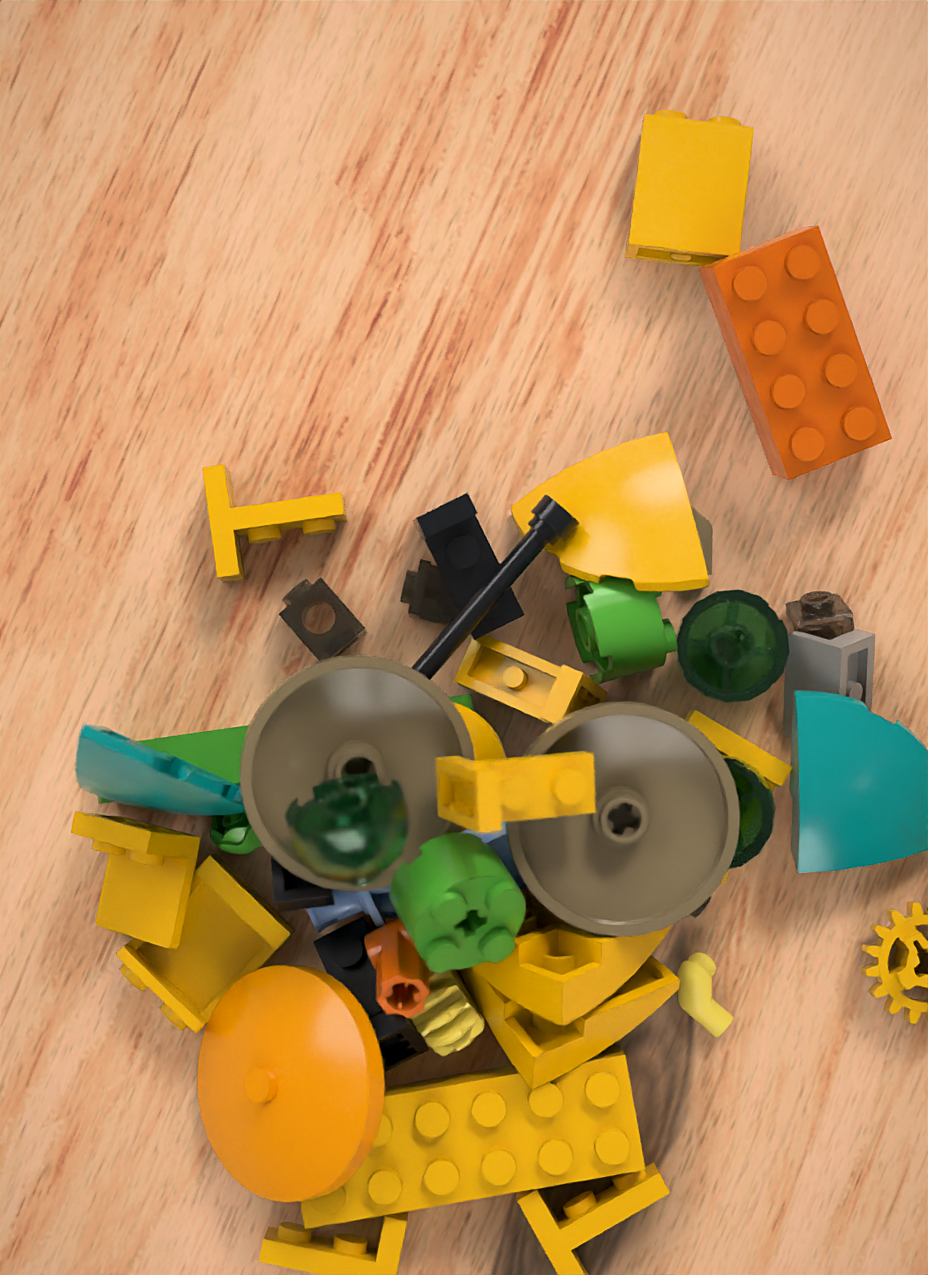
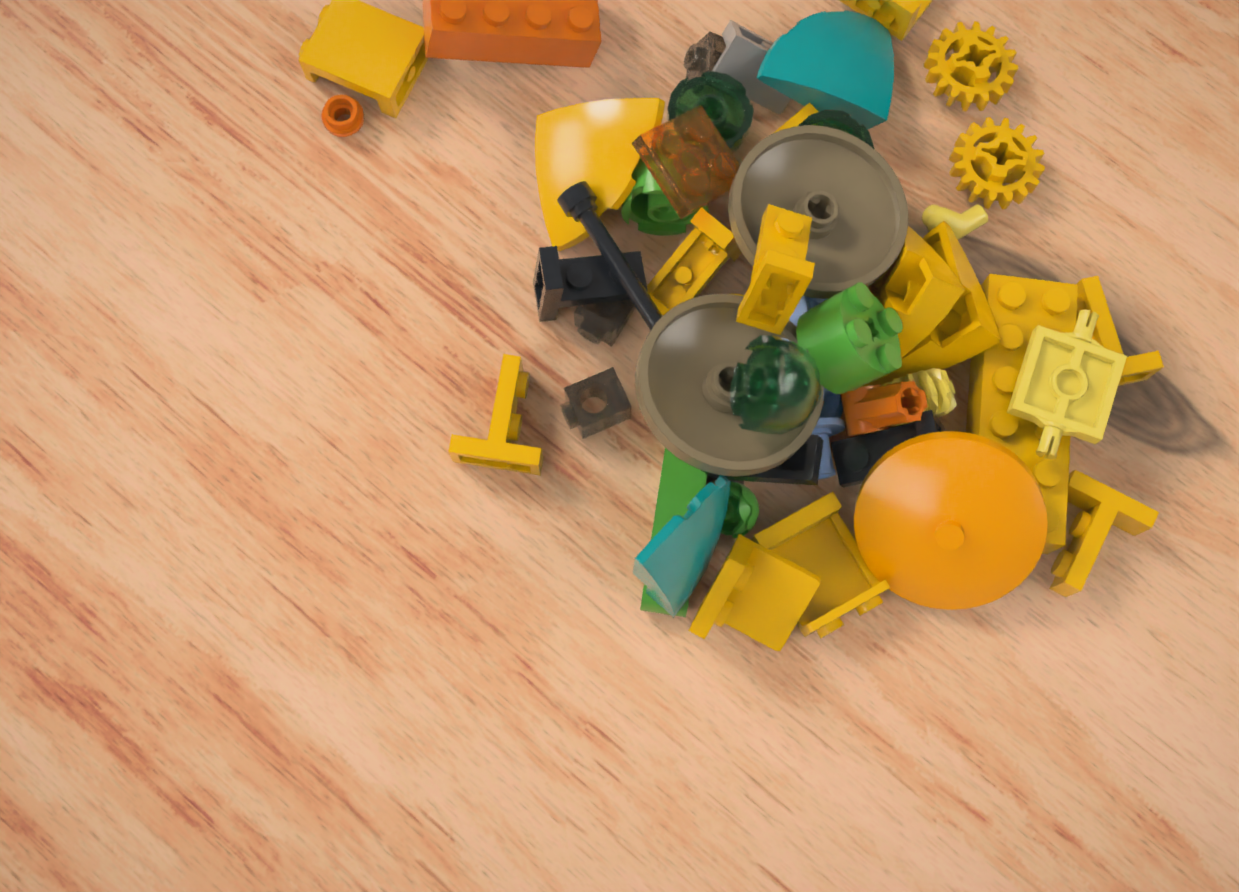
camera: 75 degrees left, 10 degrees down
(495, 1183) = (1067, 384): none -> light yellow plate
(605, 177) = (338, 106): none -> orange plate
(639, 640) = (688, 161): none -> clear orange plate
(819, 1029) = (998, 162): none -> yellow gear

